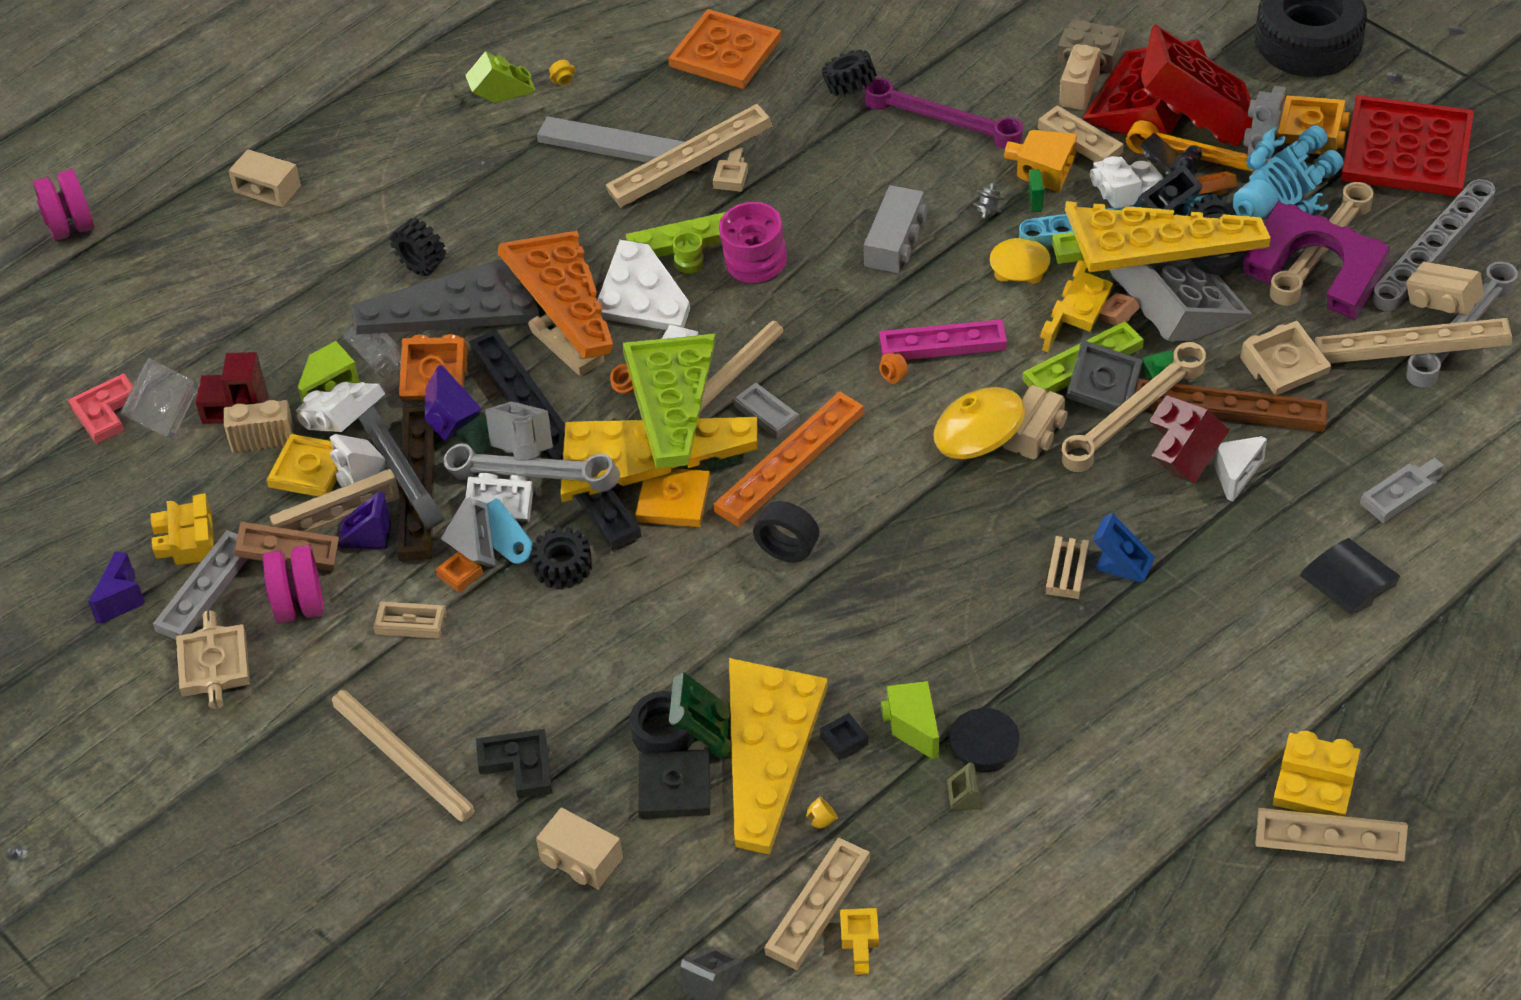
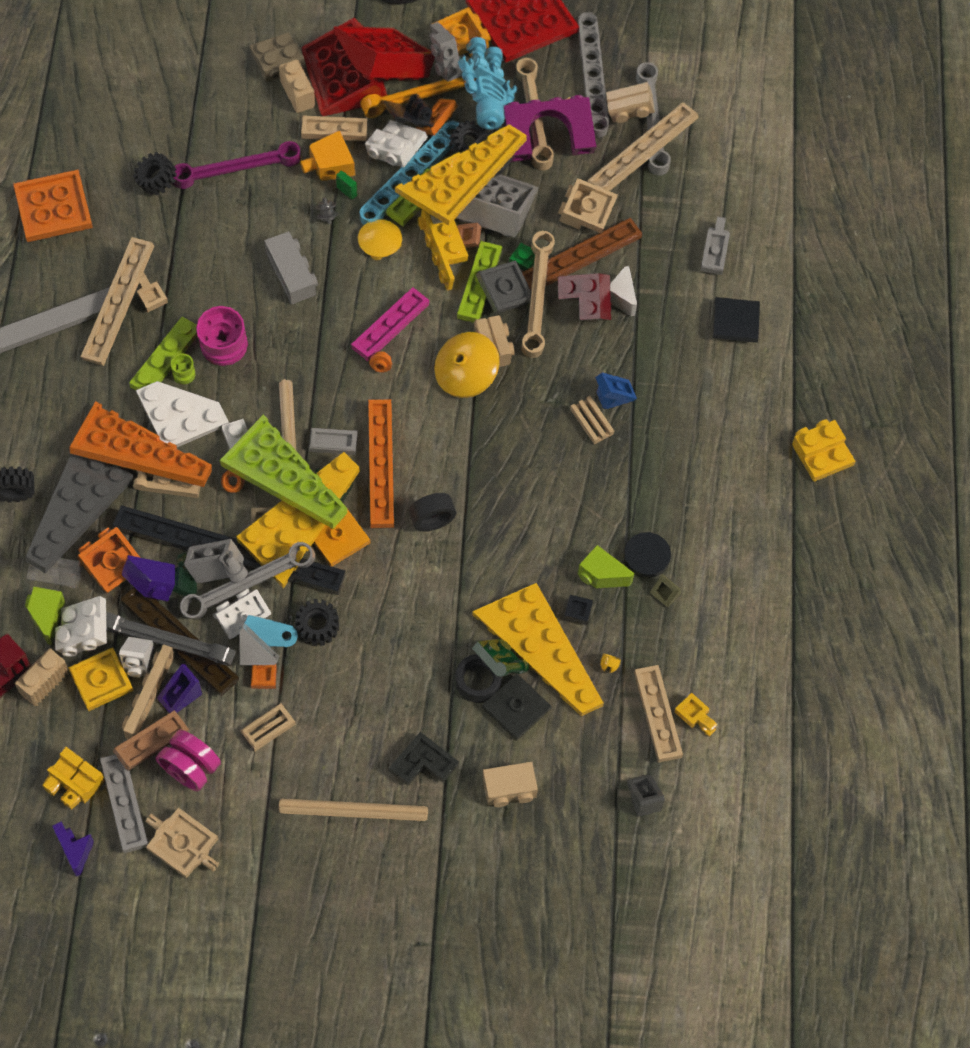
camera: 50 degrees left, 15 degrees up
(1172, 192) = (436, 142): black brick -> none
(1331, 834) = (859, 478): tan plate -> none

